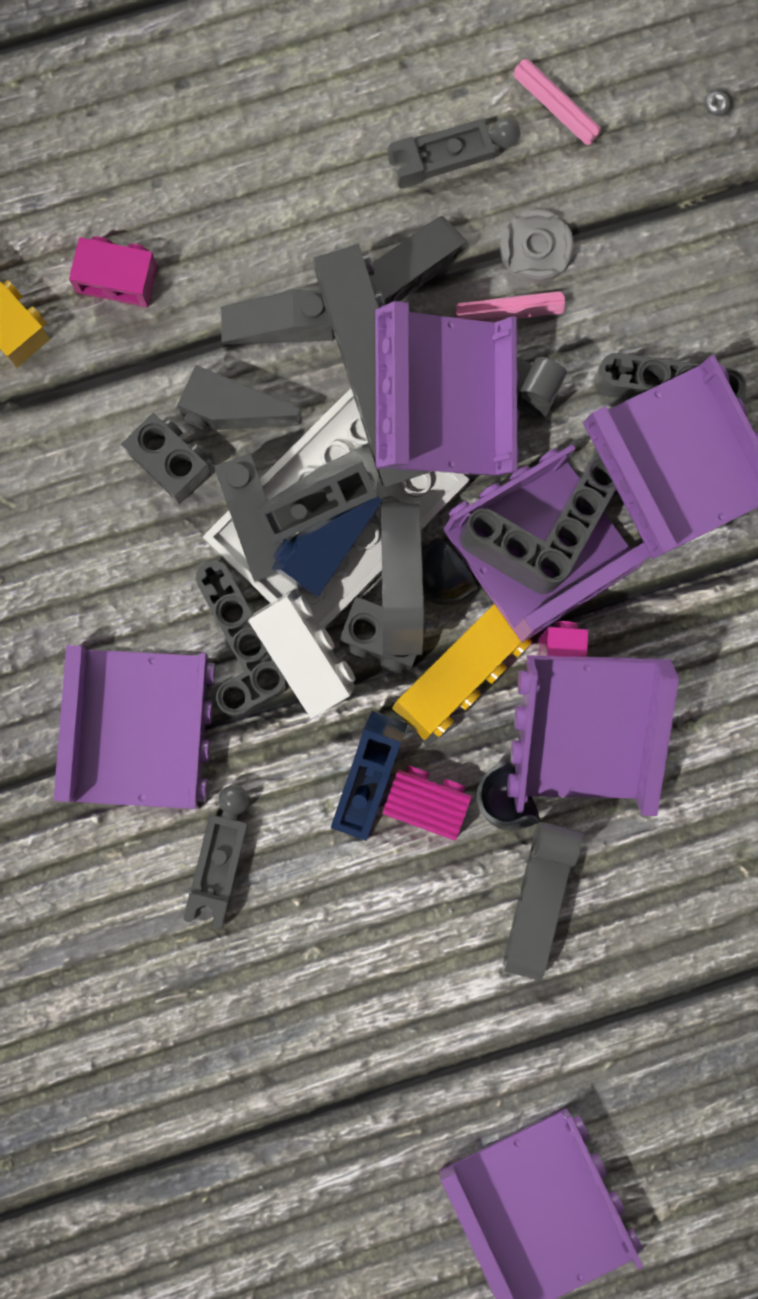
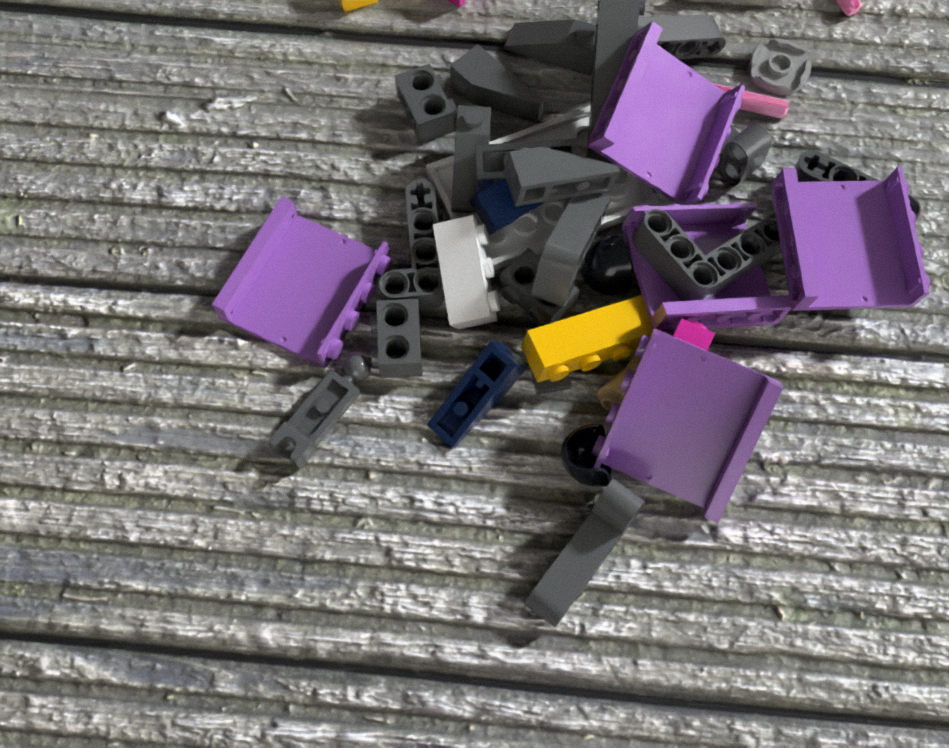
camera: 25 degrees right, 15 degrees down
(269, 746) = (402, 338): none -> dark grey brick
(351, 519) = (551, 175): none -> dark grey slope
(426, 803) = (517, 434): dark pink brick -> none
(503, 713) = (611, 391): none -> tan cone

